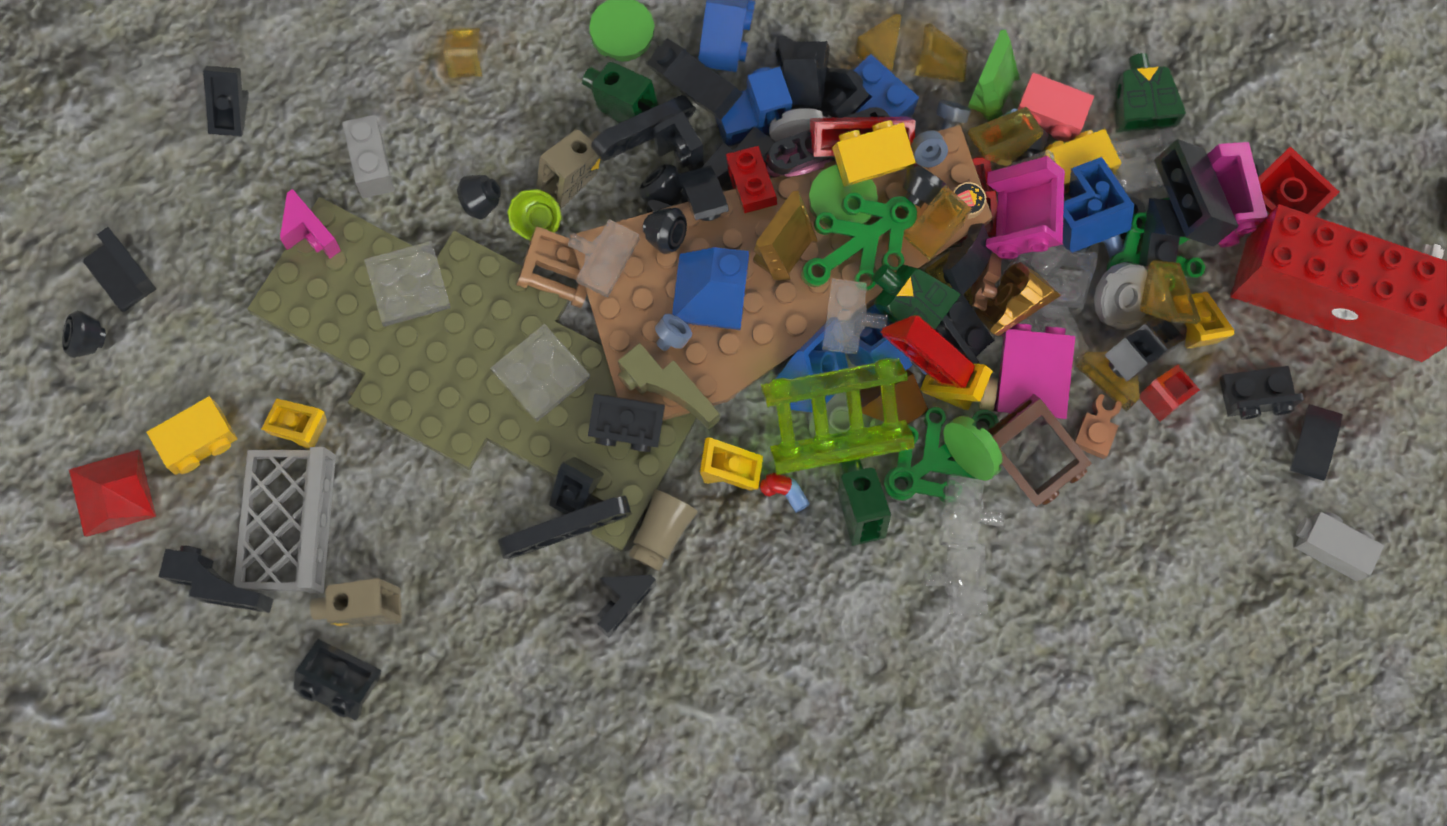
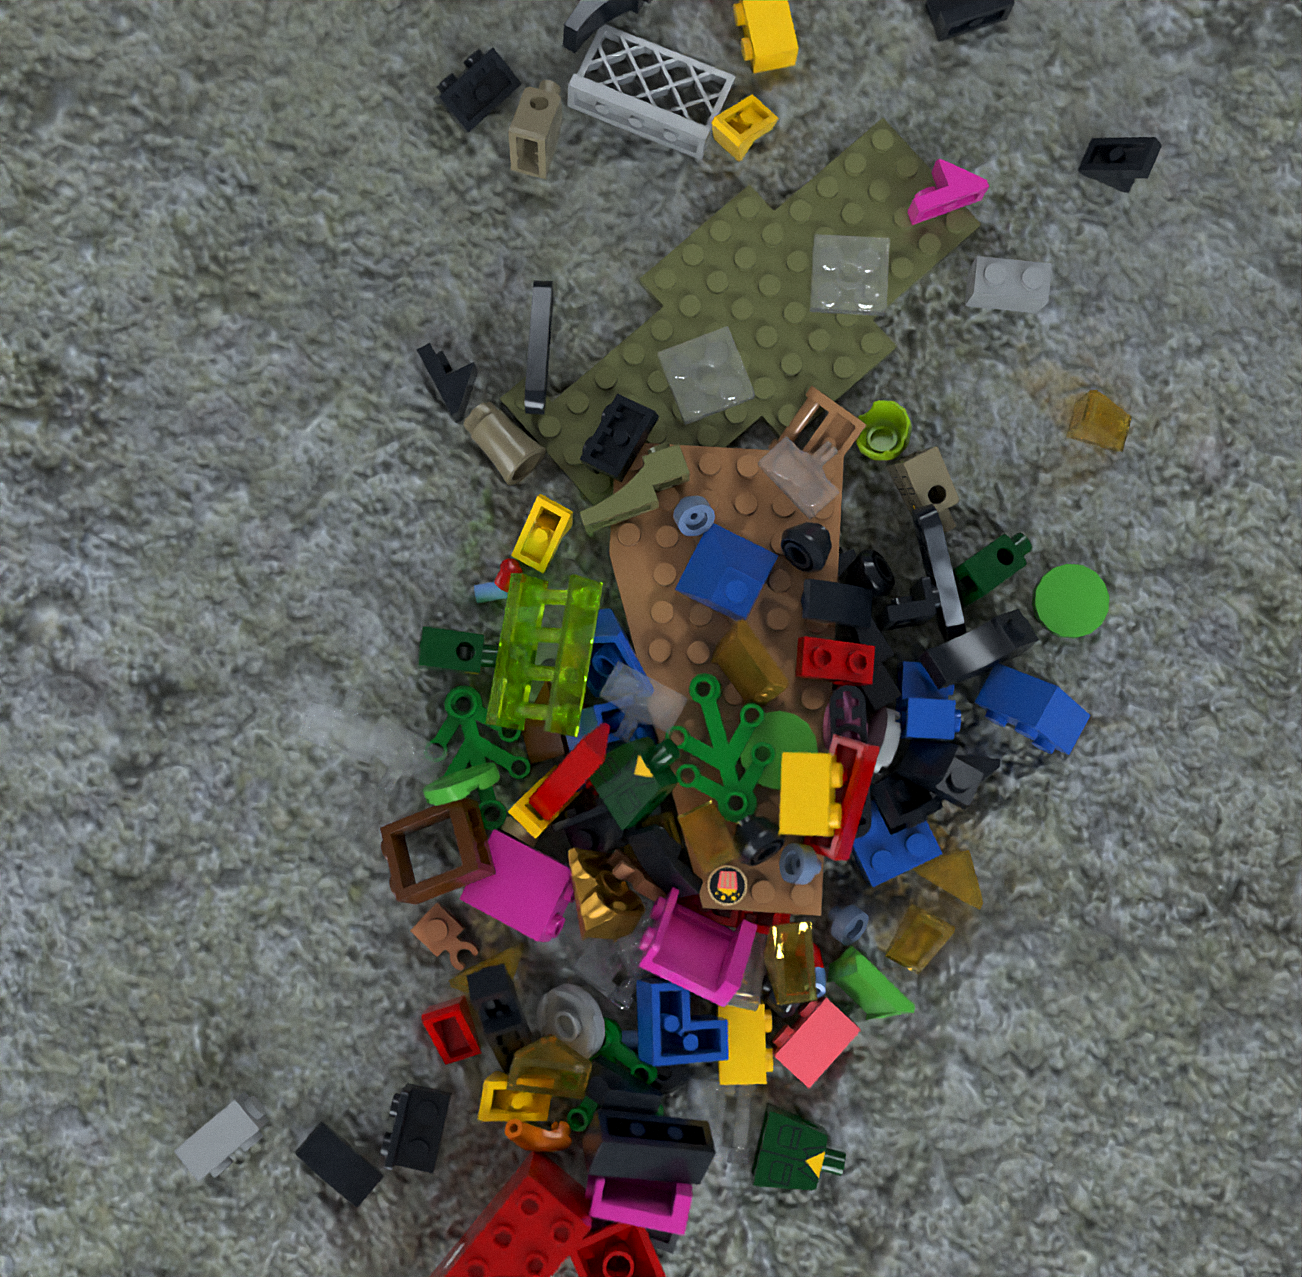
camera: 115 degrees right, 10 degrees up
(478, 195) = (925, 380): black cone -> none
(574, 485) = (579, 373): black slope -> none
(1225, 290) = (539, 1139): none -> orange arm

